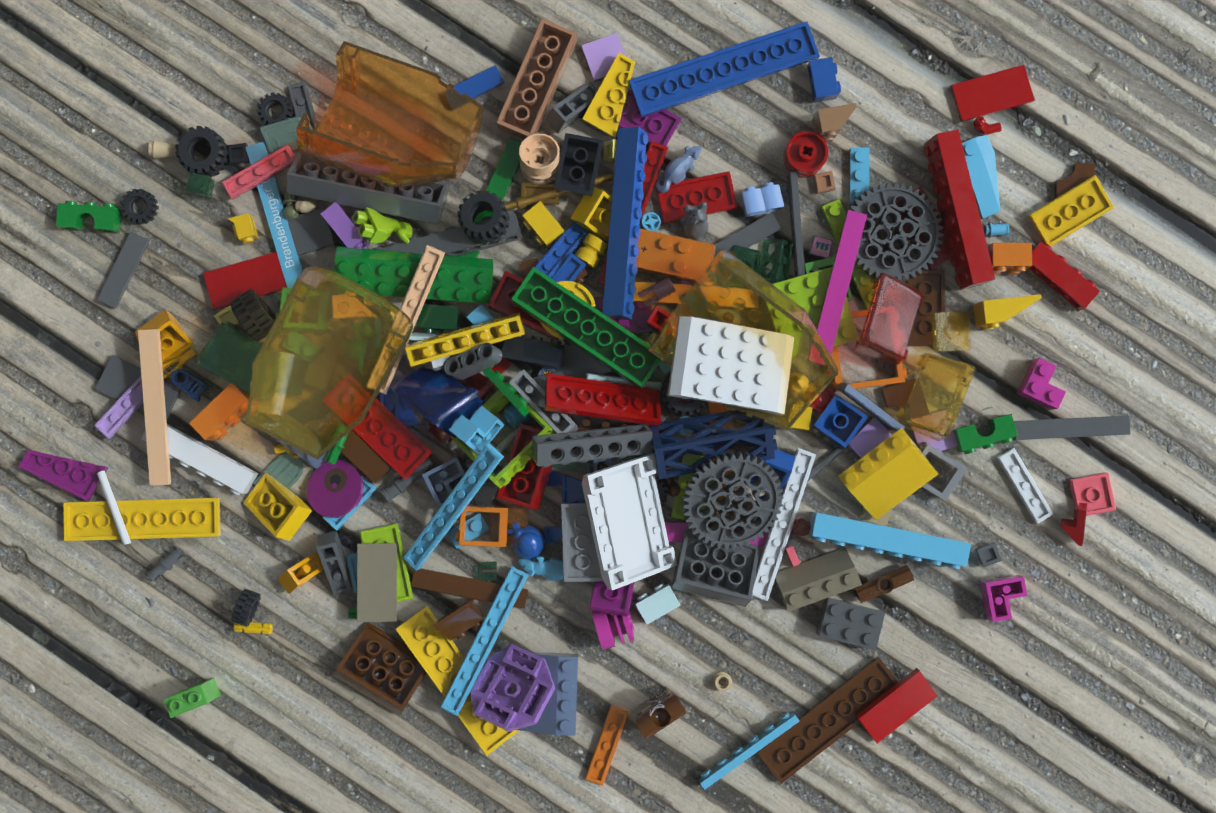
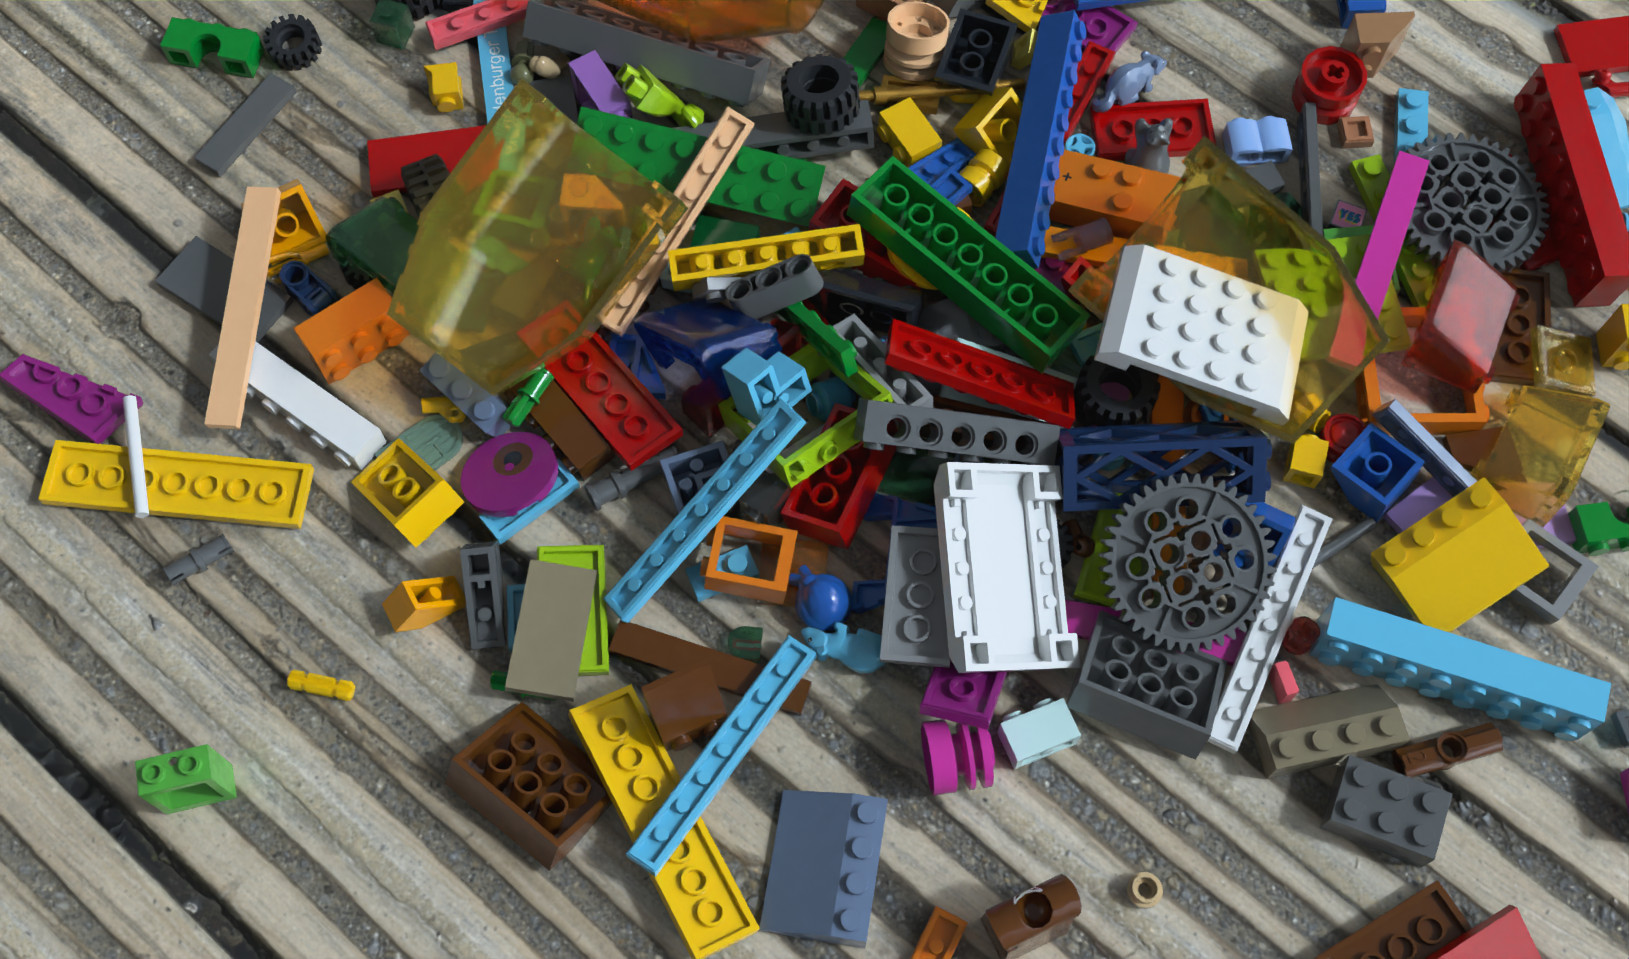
camera: 10 degrees right, 20 degrees down
(121, 410) = (188, 314): lavender tile -> none
(246, 607) = (316, 642): black tyre -> none
(503, 673) = (765, 833): medium lavender piece -> none

